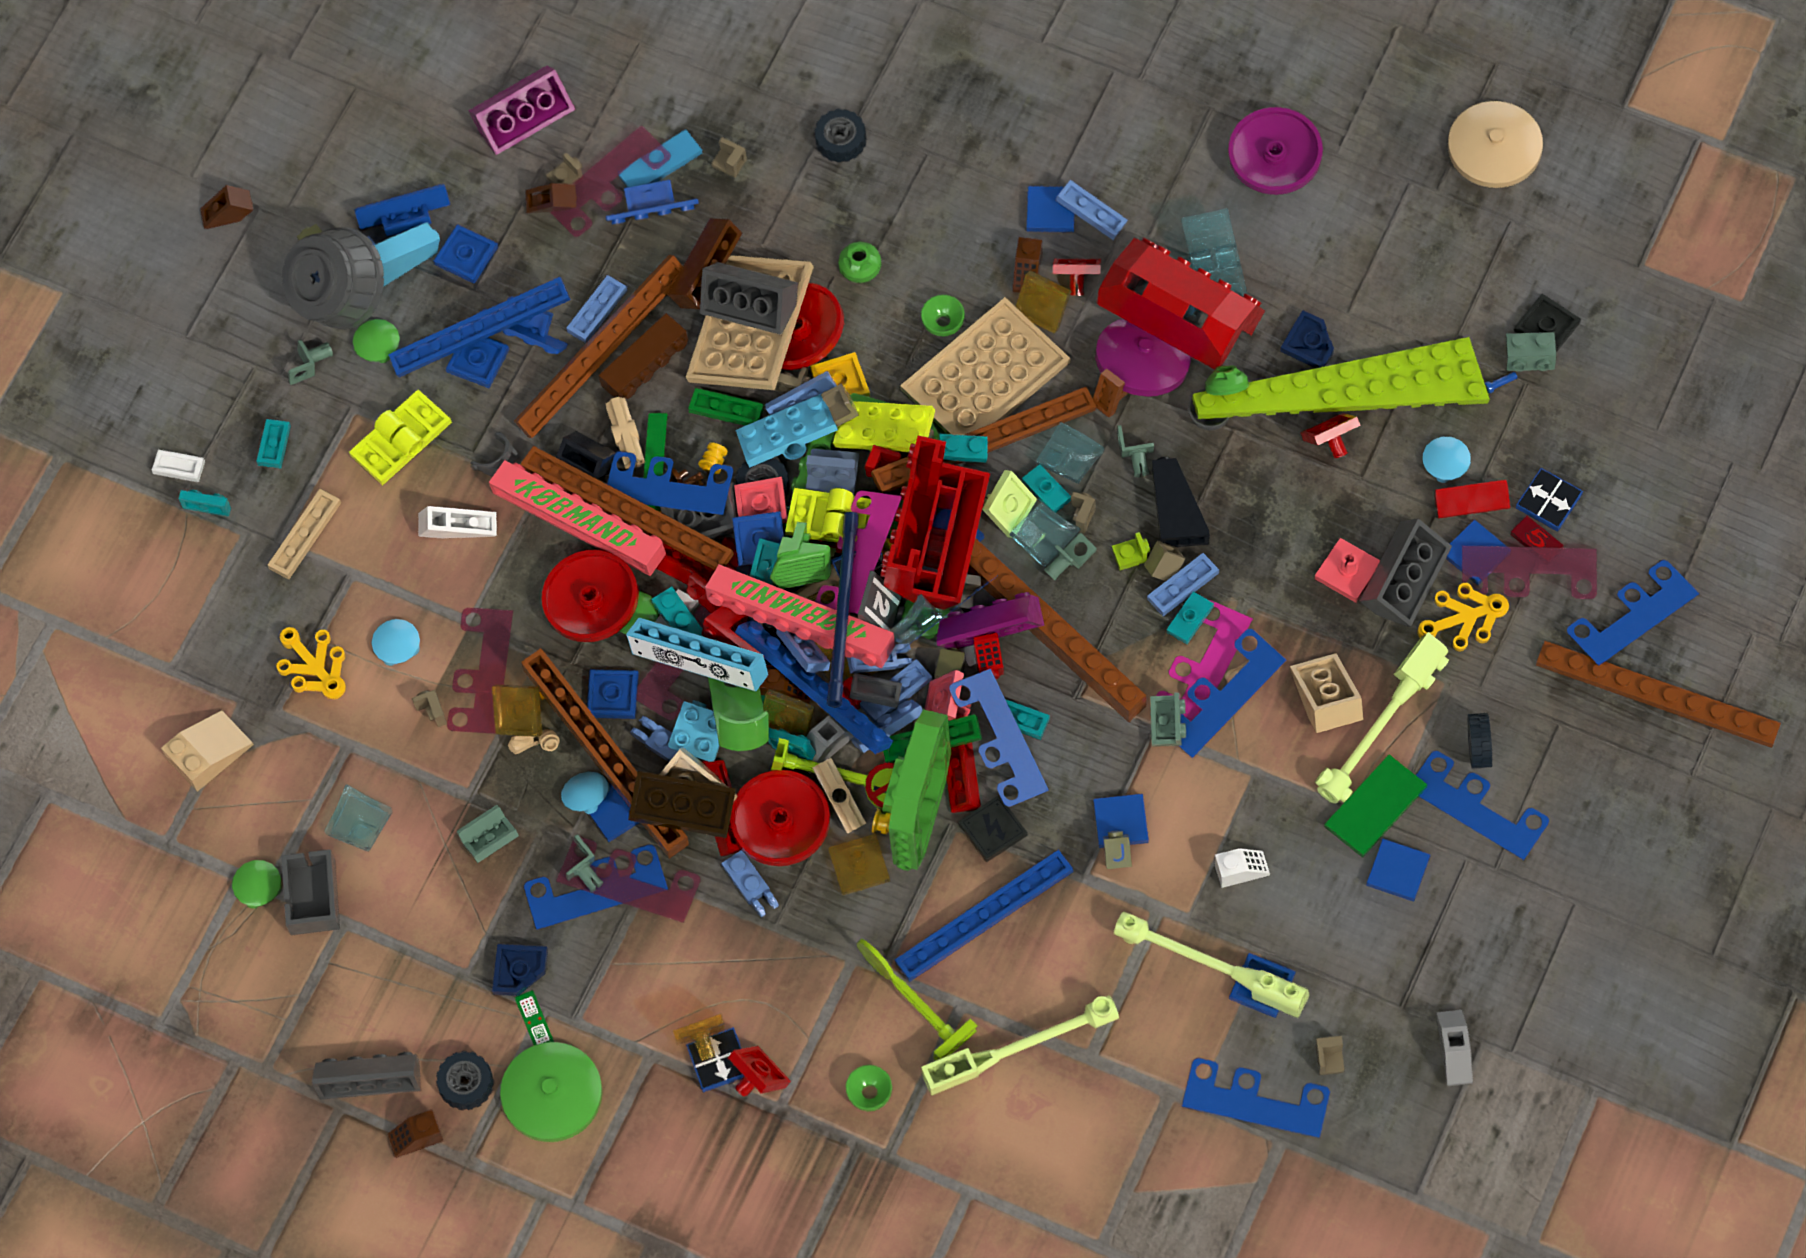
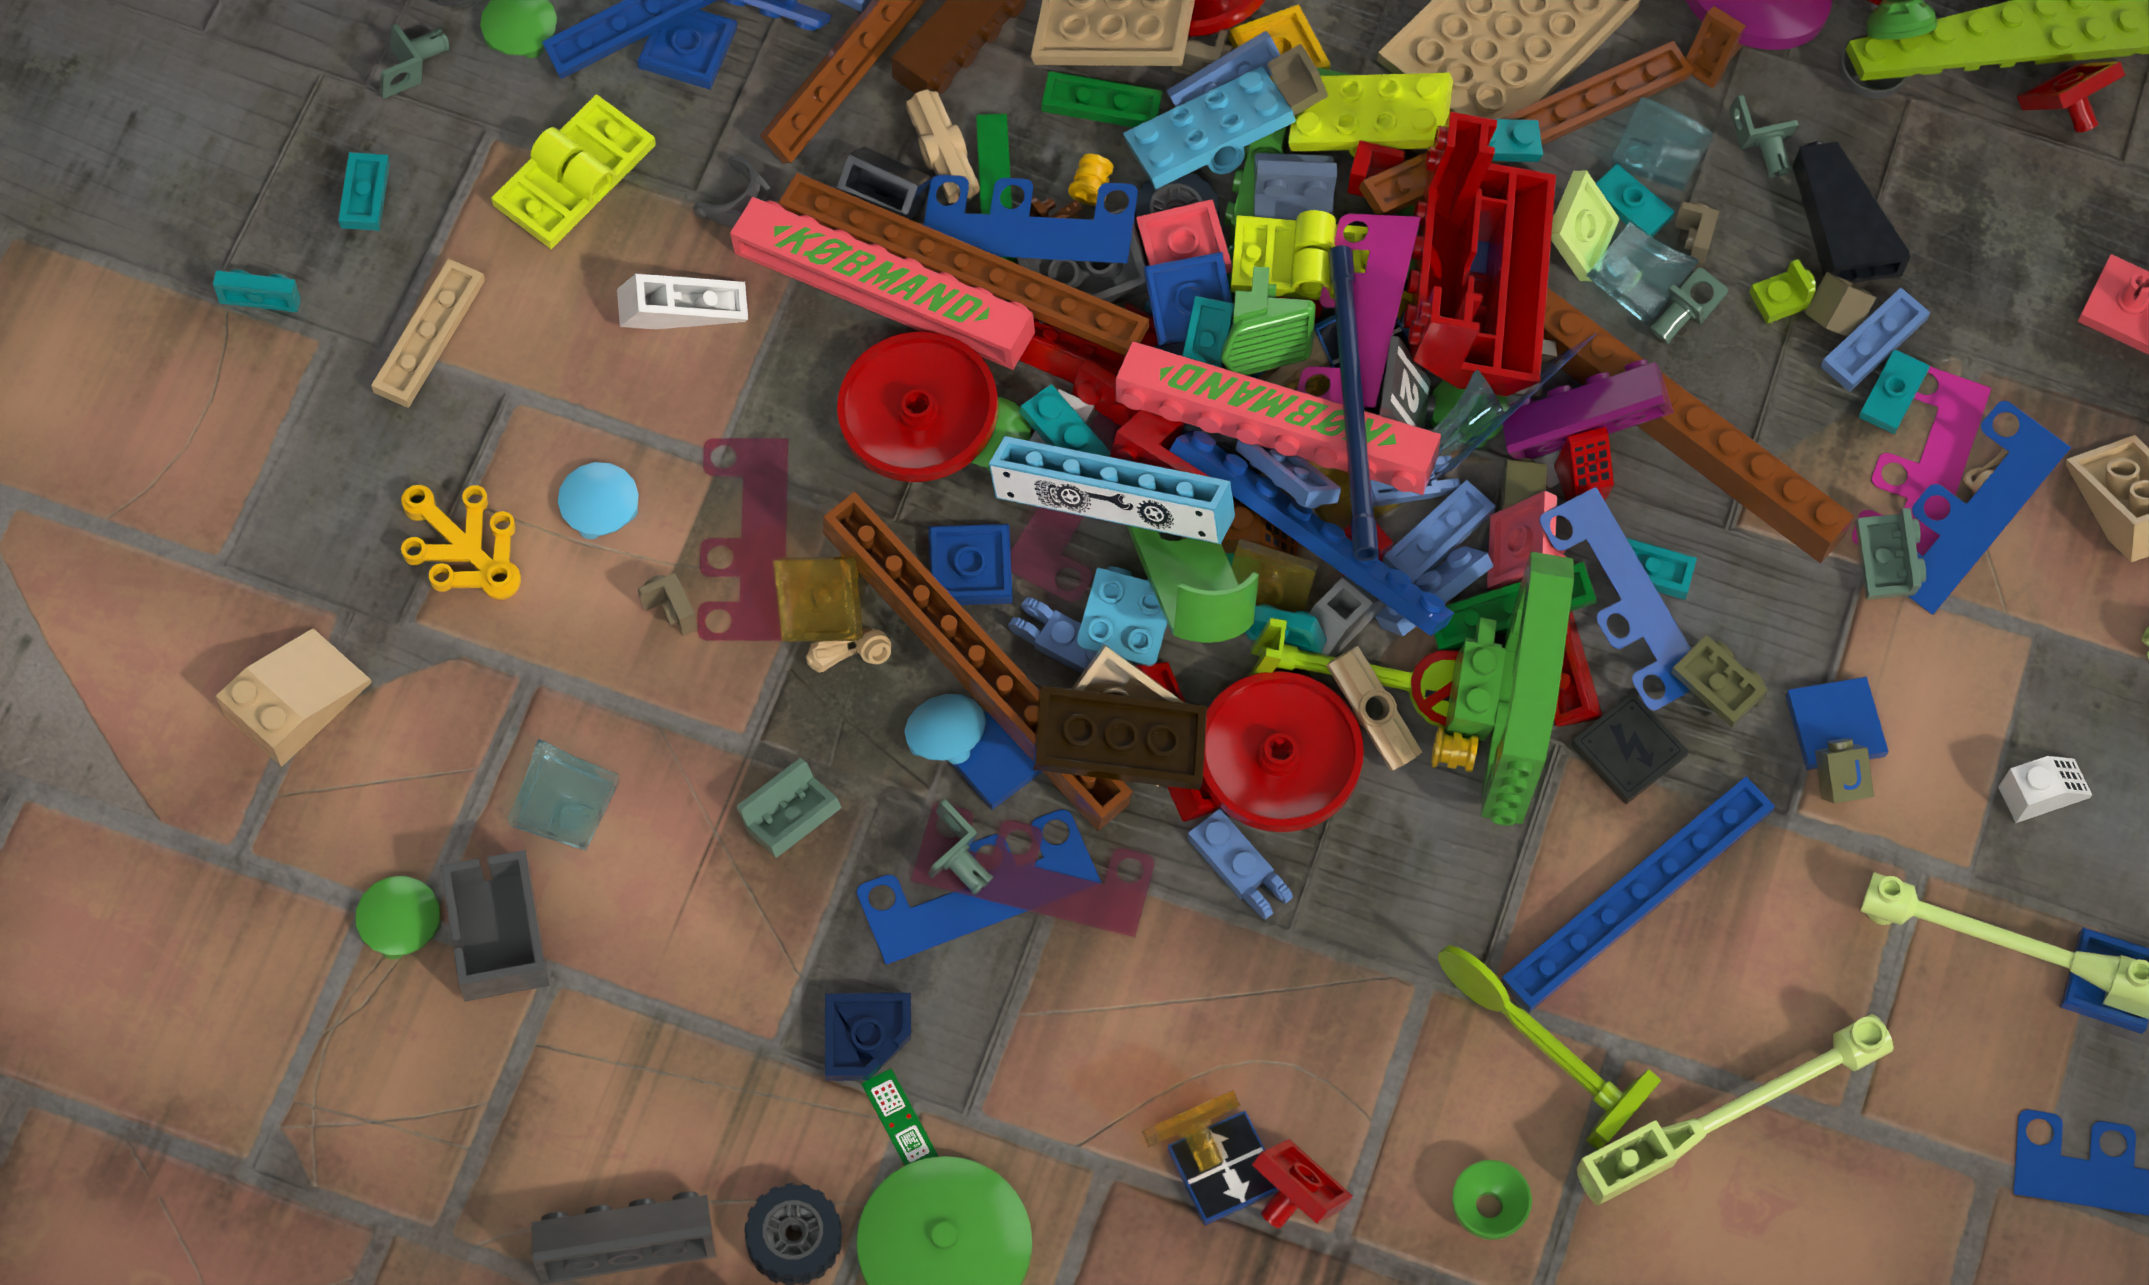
camera: 15 degrees left, 0 degrees up
(178, 465) = (206, 234): white tile -> none
(859, 864) = (1416, 821): clear yellow tile -> none
(875, 690) = (1413, 533): dark grey tile -> none
(1050, 790) = (1720, 680): none -> olive bracket

